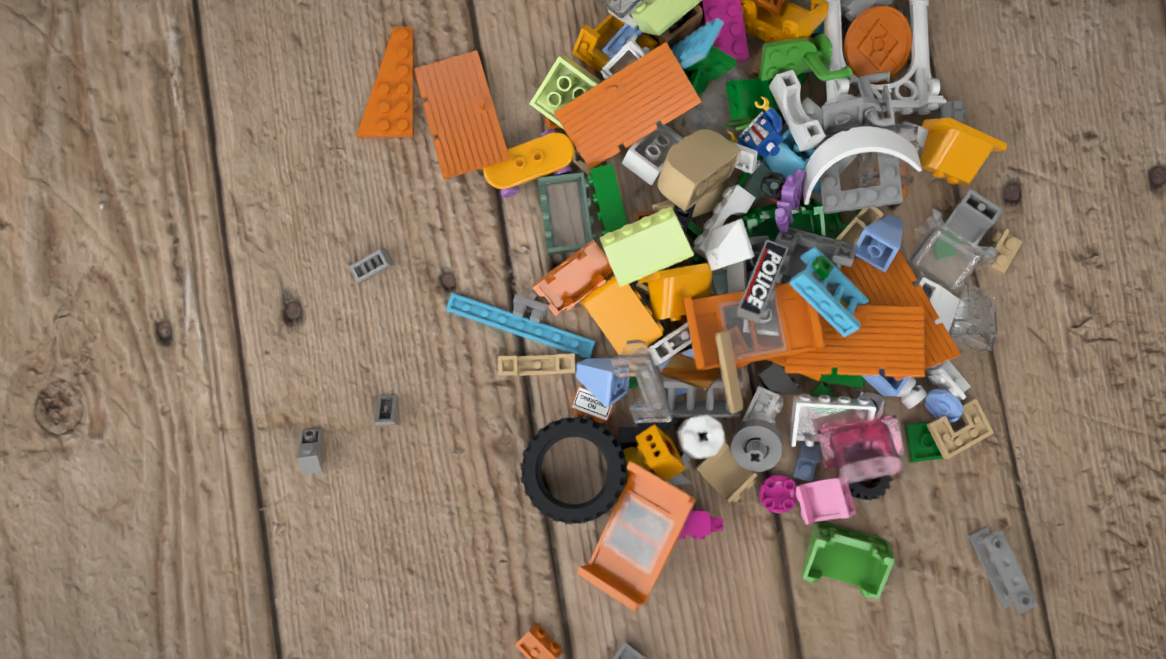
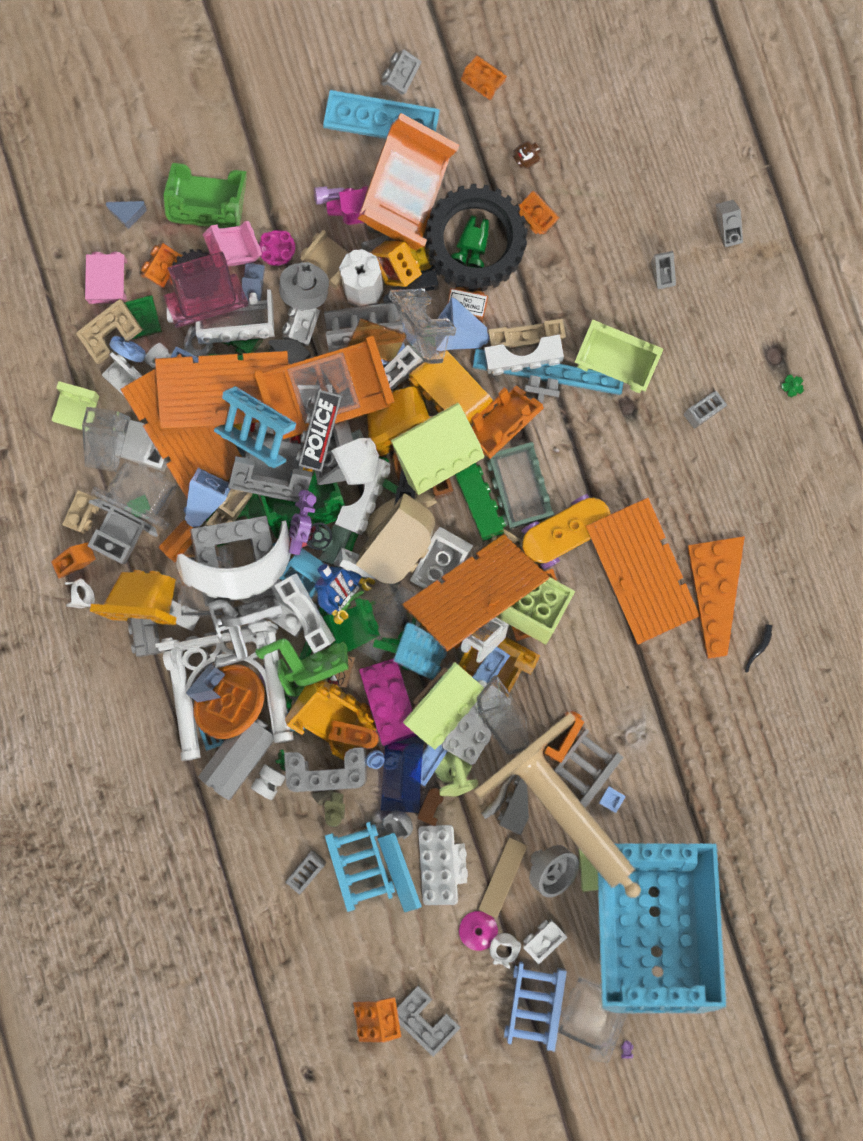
camera: 175 degrees right, 0 degrees up
(280, 277) = (792, 385): none -> green plant
(354, 37) = (765, 640): none -> black animal
(446, 328) = (618, 356): none -> yellowish green windscreen
(506, 489) = (537, 213): none -> orange bracket
(507, 554) = (527, 154): none -> reddish brown head
(517, 342) = (500, 359): none -> white arch
(576, 471) = (474, 239): none -> green piece
(658, 621) = (372, 115): none -> medium azure plate
(723, 542) = (323, 194): none -> lavender piece
(729, 371) = (341, 340): tan slope -> none
(822, 267) = (264, 447): green tile -> none
(899, 62) = (203, 687): none -> sand blue slope
(901, 493) = (157, 266): none -> orange bracket
(911, 208) = (177, 541): none -> orange panel
(930, 552) = (127, 212): none -> sand blue slope
(959, 486) = (105, 278): none -> bright pink panel
(1001, 167) = (77, 602): none -> white piece
(1002, 359) = (73, 404): none -> yellowish green bracket
(1002, 569) = (59, 204): light grey fence -> none
(1015, 204) = (73, 559): none -> orange slope

